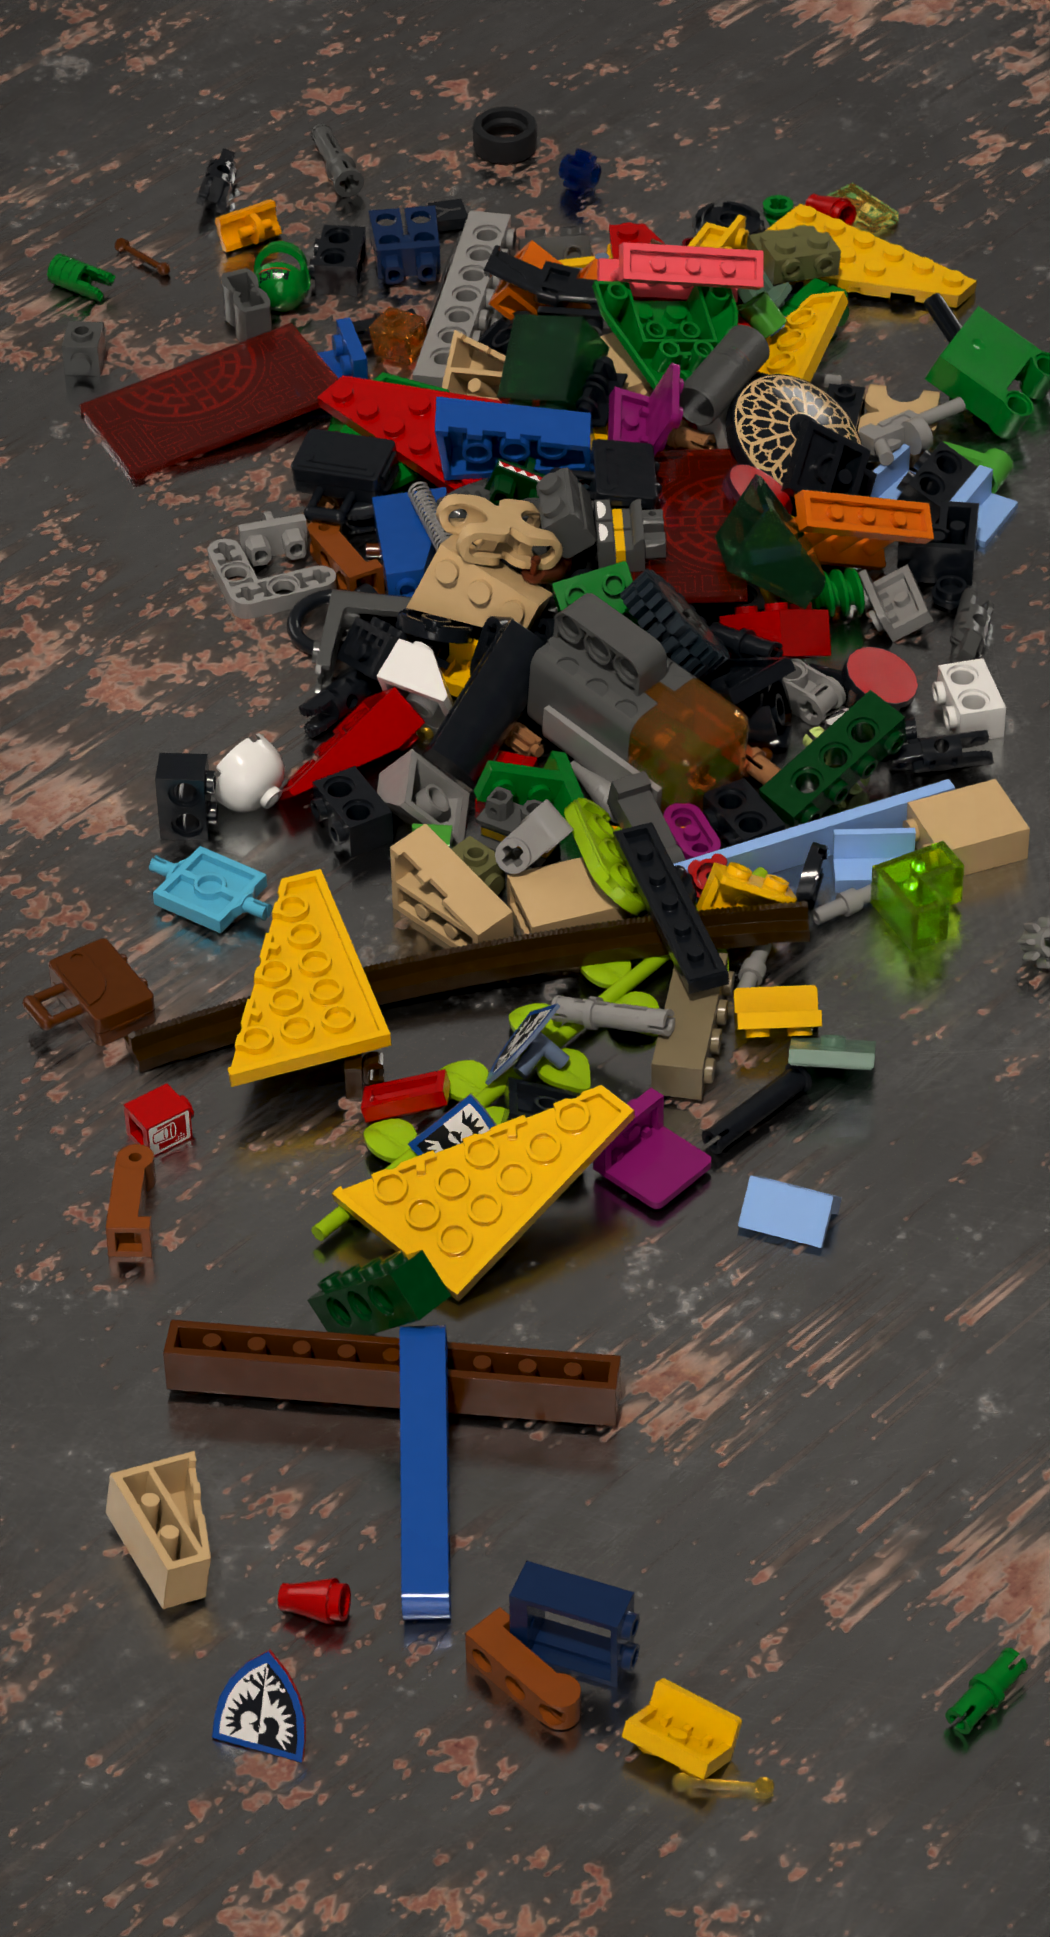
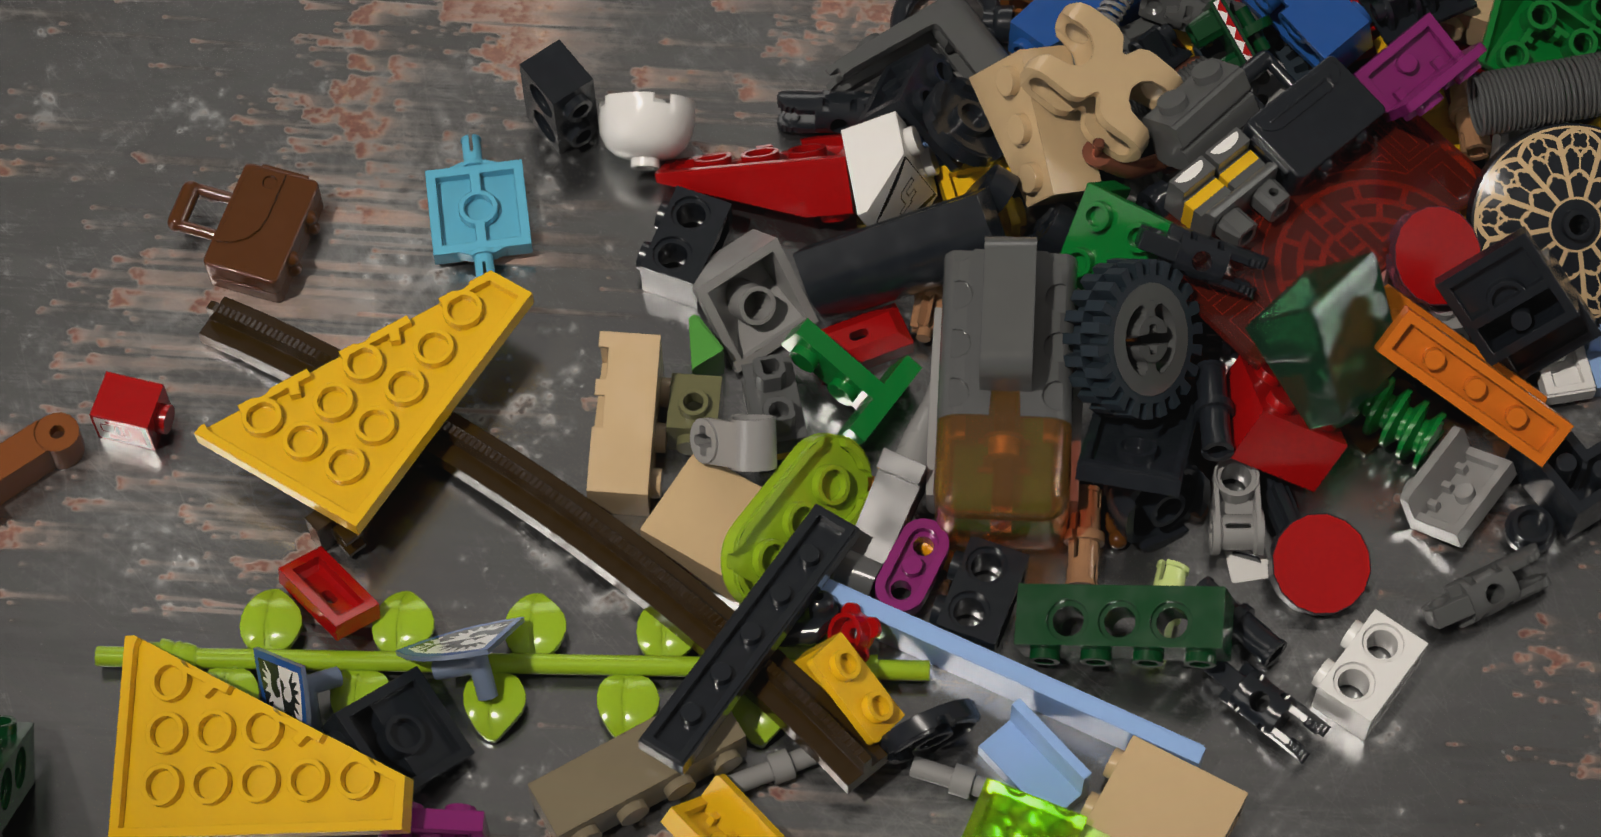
camera: 50 degrees right, 20 degrees up
(598, 1013) = (560, 680): light grey pin -> none
(663, 560) = (1181, 244): none -> black hinge

